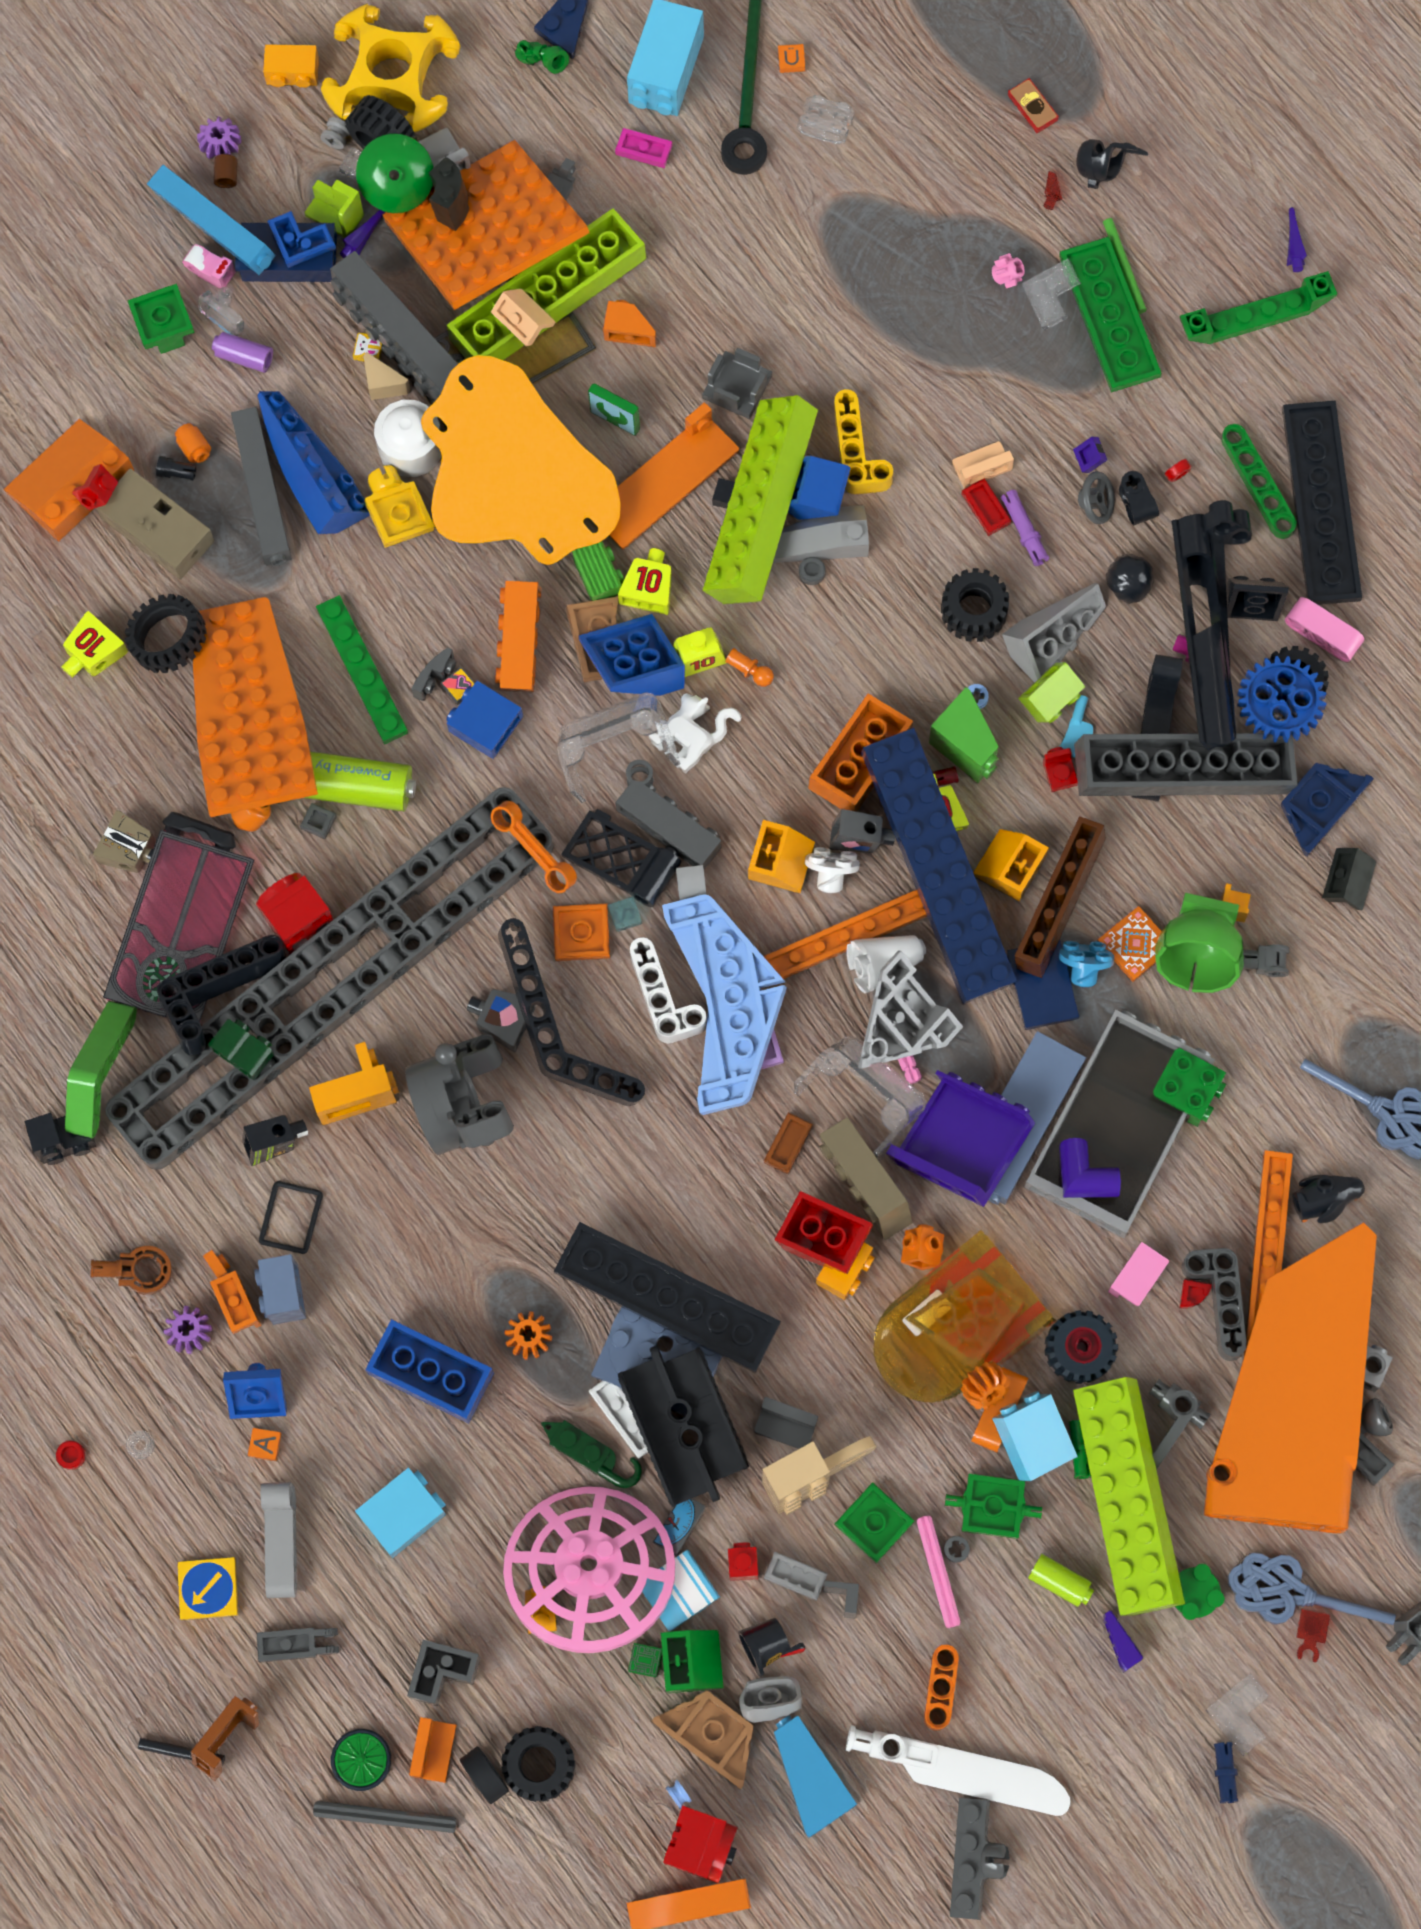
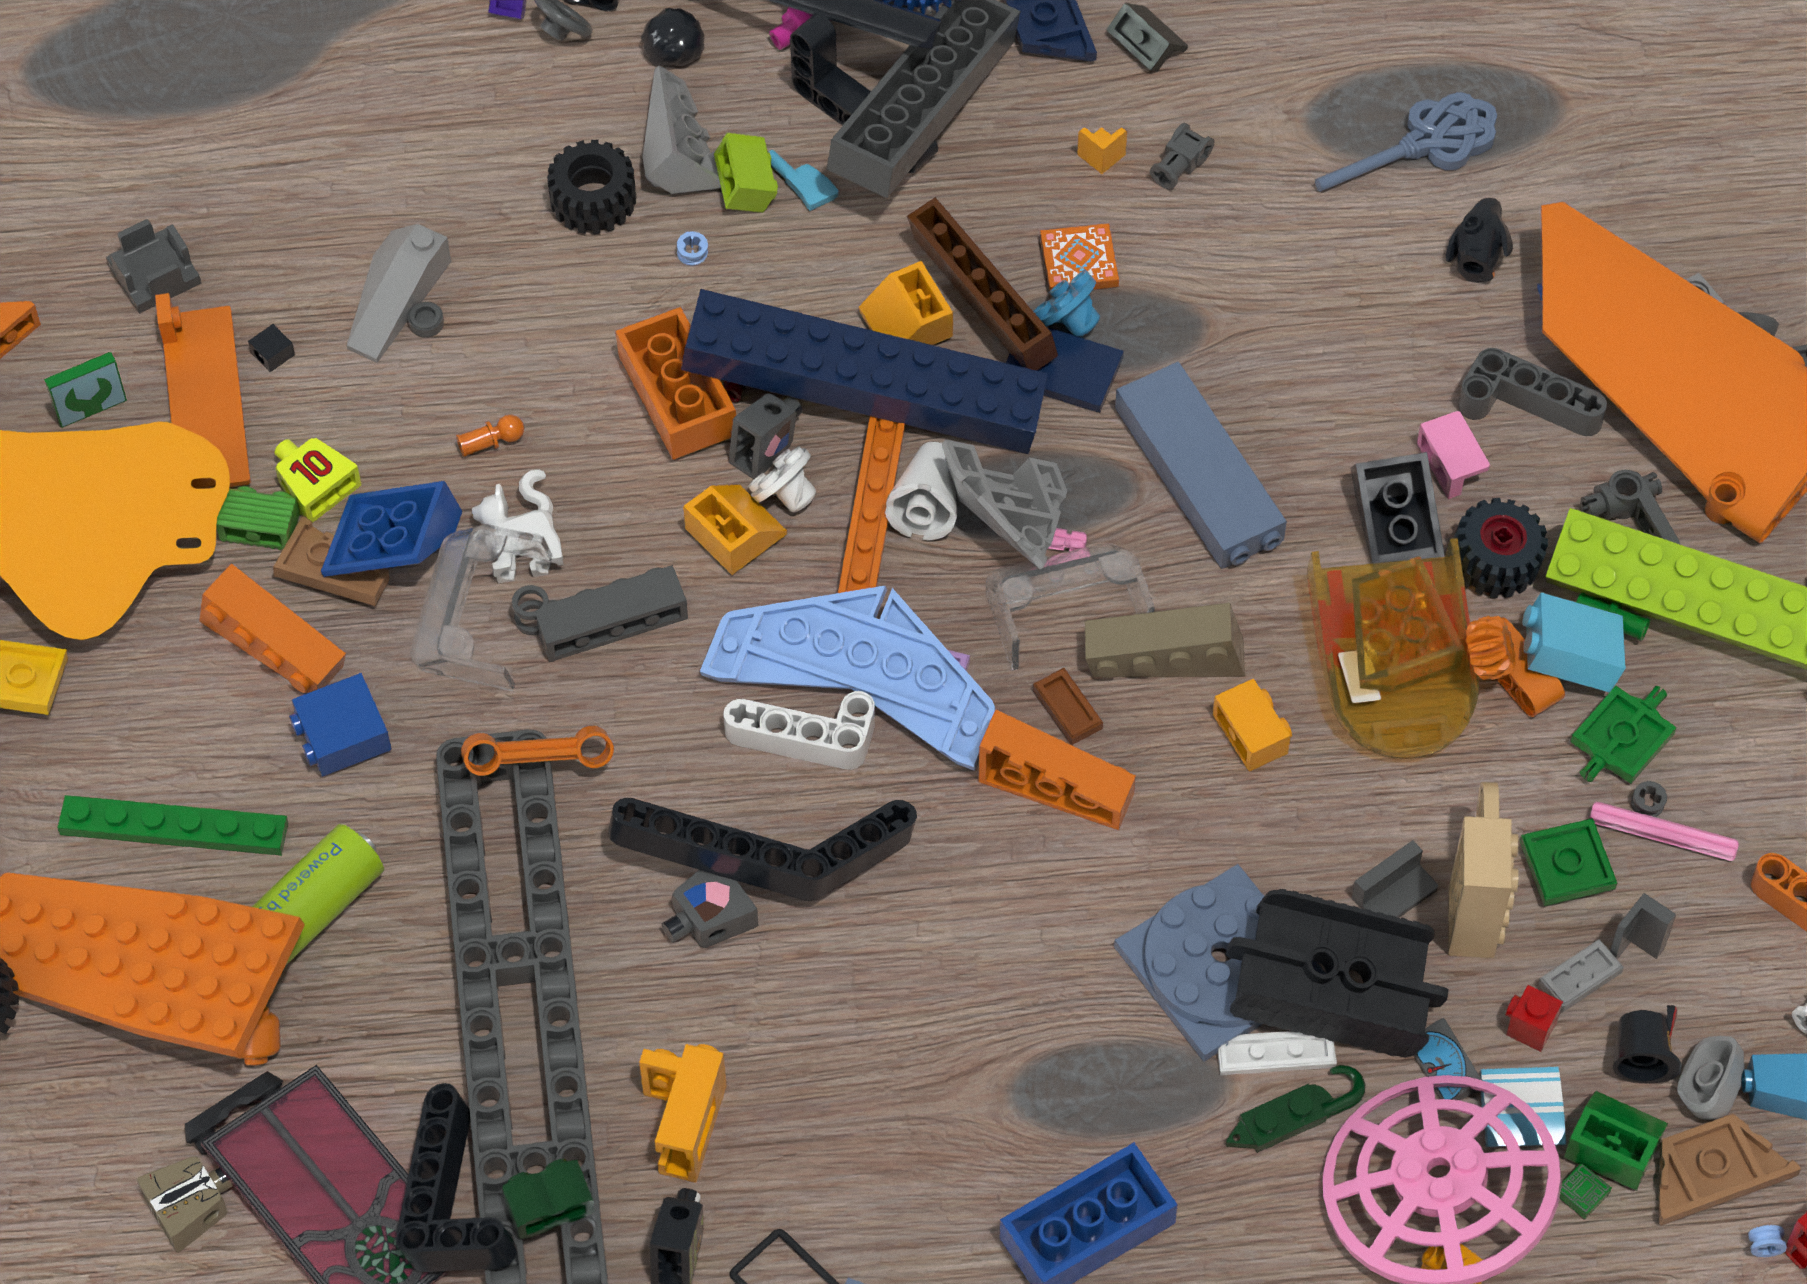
camera: 60 degrees left, 15 degrees down
(294, 910) = (416, 1048): red piece -> none
(318, 821) = (320, 975): dark grey tile -> none
(436, 668) = (240, 737): dark grey slope -> none
(448, 1101) = (784, 1003): dark grey piece -> none
(457, 684) = (275, 735): tile -> none
(538, 1331) = (1113, 1082): orange gear -> none
(581, 932) = (667, 773): orange tile -> none
(625, 914) = (679, 719): clear light blue tile -> none
(654, 870) = (651, 653): black piece -> none
(667, 1297) = (1171, 911): black plate -> none
(690, 881) = (694, 628): light grey brick -> none
(700, 651) = (435, 459): neon yellow torso -> none
(726, 1165) = (1053, 772): none -> orange wedge
(760, 500) = (311, 310): lime brick -> none
(818, 489) = (339, 253): blue slope -> none
(822, 1233) = (1208, 712): red slope -> none
(854, 442) = (341, 211): yellow beam -> none
(922, 1247) = (1284, 634): orange brick -> none
(964, 1139) = (1190, 519): dark purple panel -> none
(965, 737) = (740, 264): bright green slope -> none
(983, 463) = (437, 99): light nougat panel -> none
(986, 507) = (487, 123): red tile -> none
(1029, 537) = (552, 101): medium lavender pin -> none
(1059, 769) = (833, 218): red bracket -> none
(1061, 1581) = (1749, 715): lime brick -> none
(1069, 1265) = (1398, 508): none -> black slope
(1079, 1178) = (1313, 438): dark purple brick -> none
(1118, 1119) = (1272, 377): clear smoke window -> none
(1190, 1085) = (1278, 286): green bracket -> none
(1193, 1293) = (1503, 420): red tile -> none
(1202, 936) = (1134, 181): bright green plate -> none
(1269, 1227) = (1489, 316): orange plate -> none

